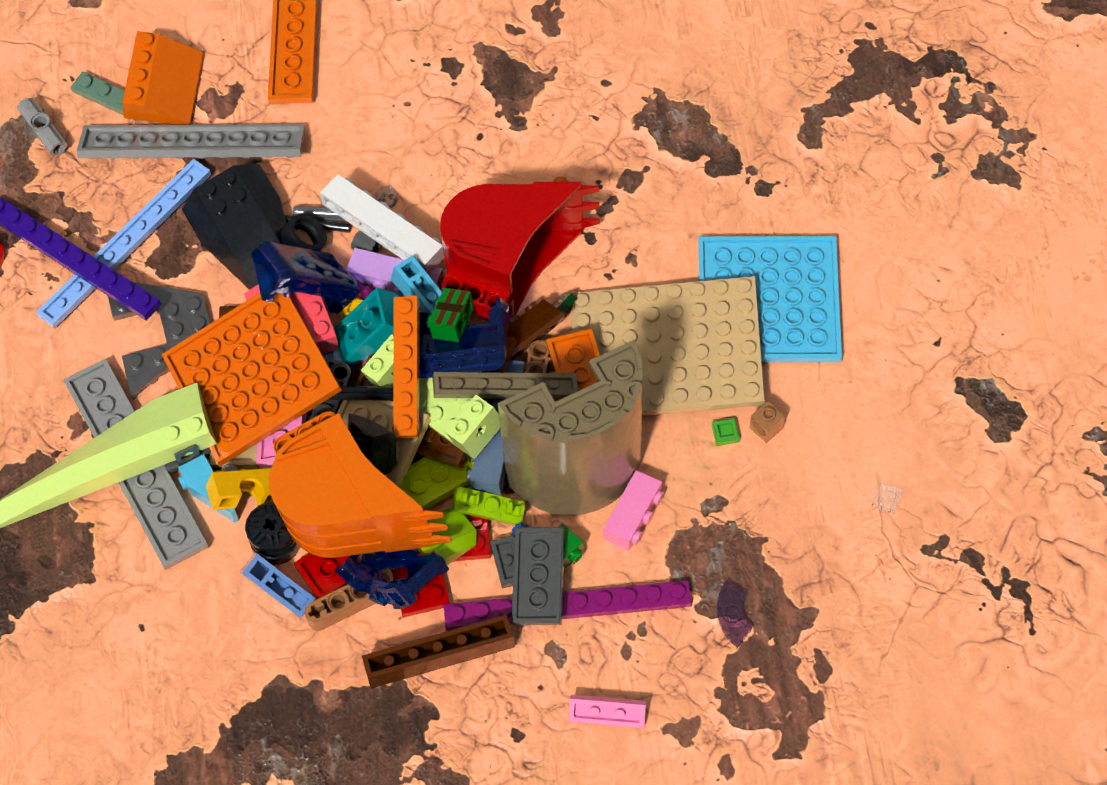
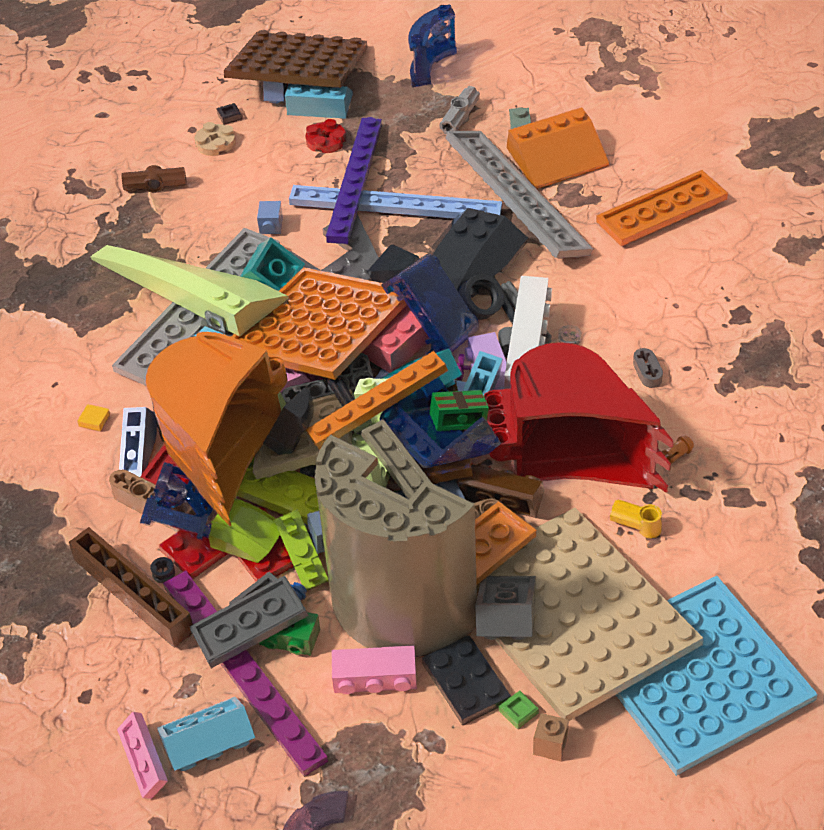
camera: 60 degrees right, 15 degrees down
(64, 352) = (270, 217): none -> medium blue brick
(143, 379) = (272, 265): none -> teal slope
(212, 609) = (93, 417): none -> yellow tile
(222, 281) = (390, 263): none -> black slope
(431, 616) = (162, 562): none -> black bush
(462, 162) = (644, 368): none -> dark grey beam
(564, 301) = (558, 506): dark green tile -> none
(608, 257) = (645, 518): none -> yellow piece
(614, 656) = (206, 734): none -> medium azure slope
(661, 388) = (506, 607): none -> dark grey slope
(678, 453) = (465, 679): none -> black plate

